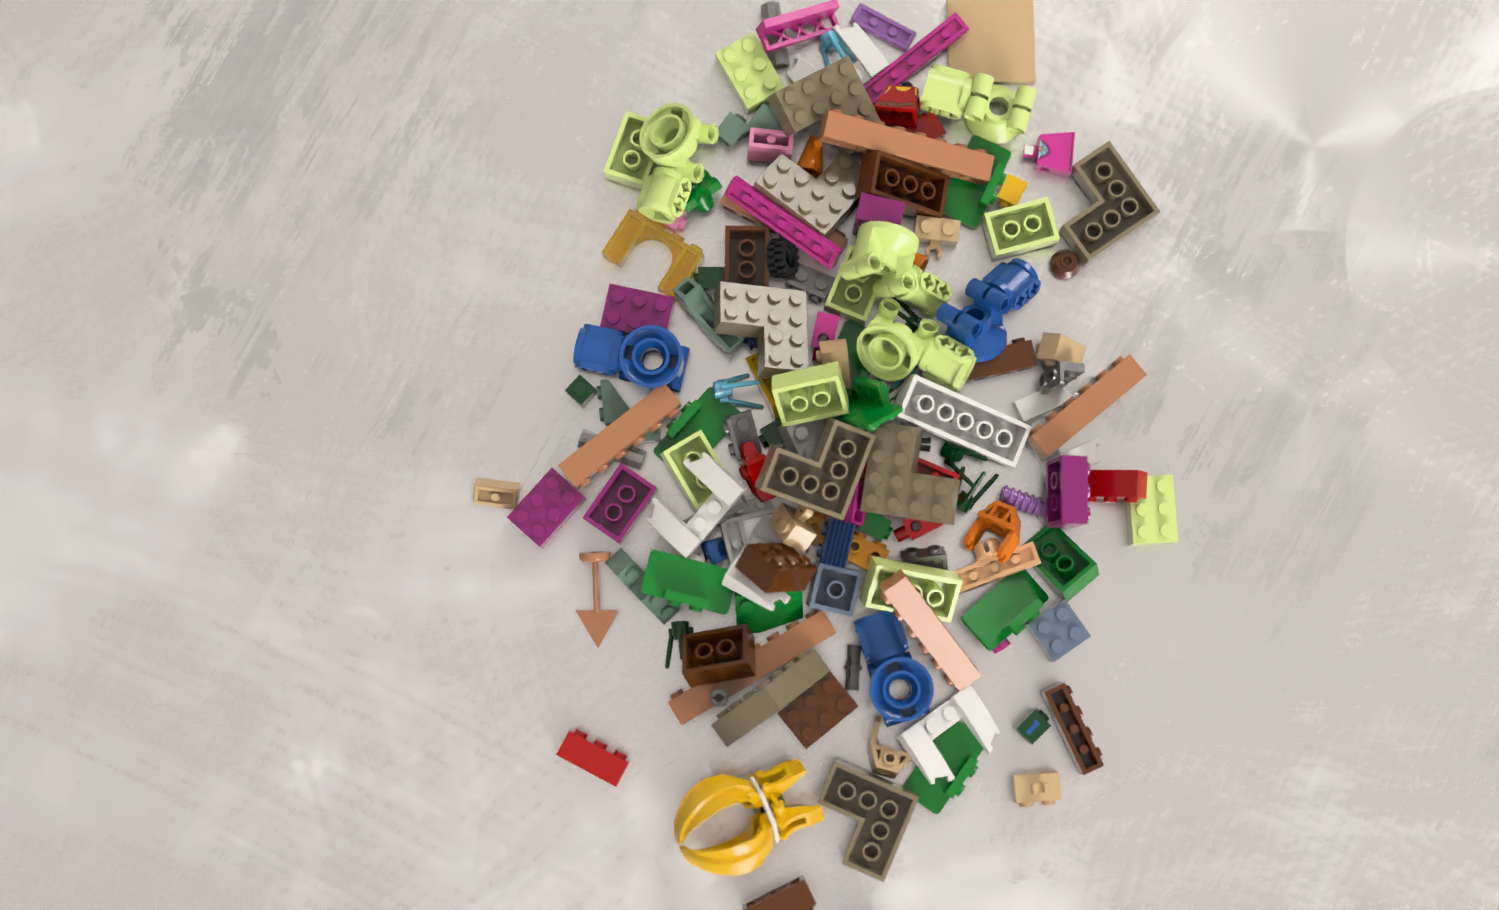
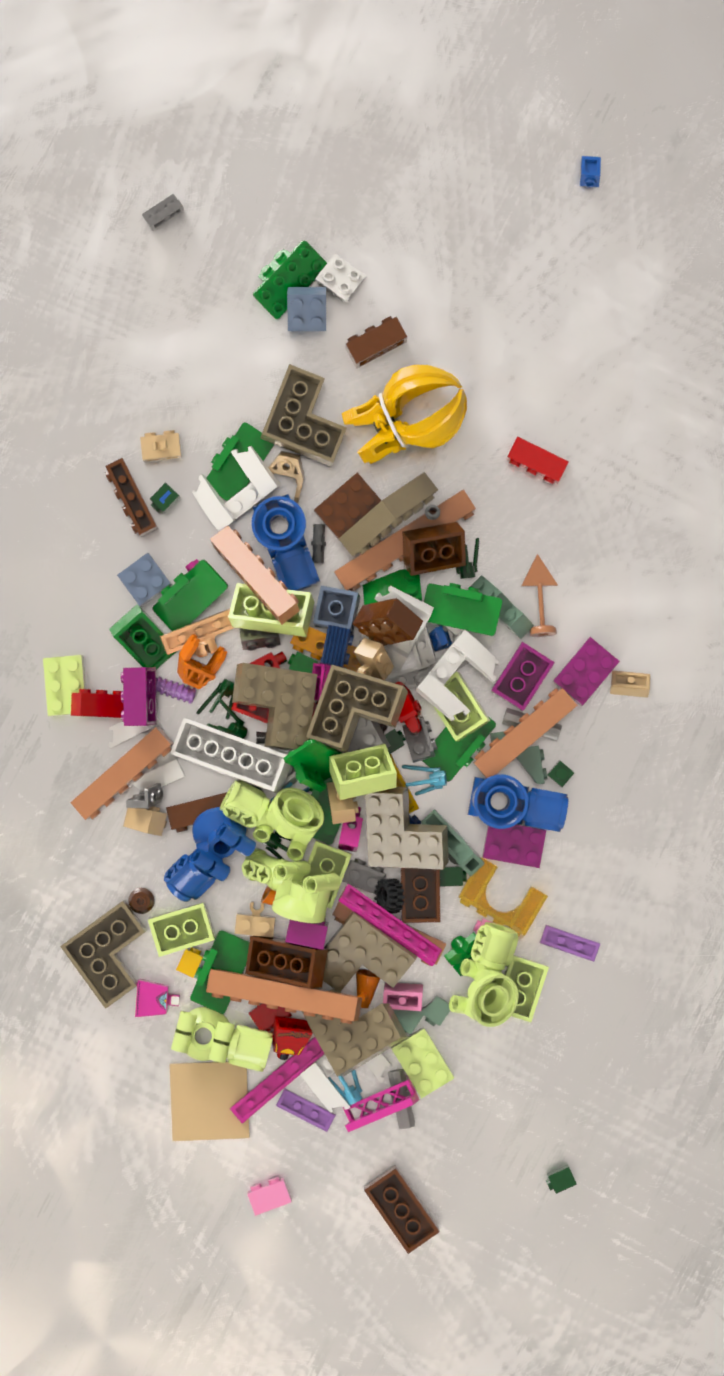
camera: 175 degrees left, 5 degrees up
(578, 202) = (569, 943): none -> medium lavender tile

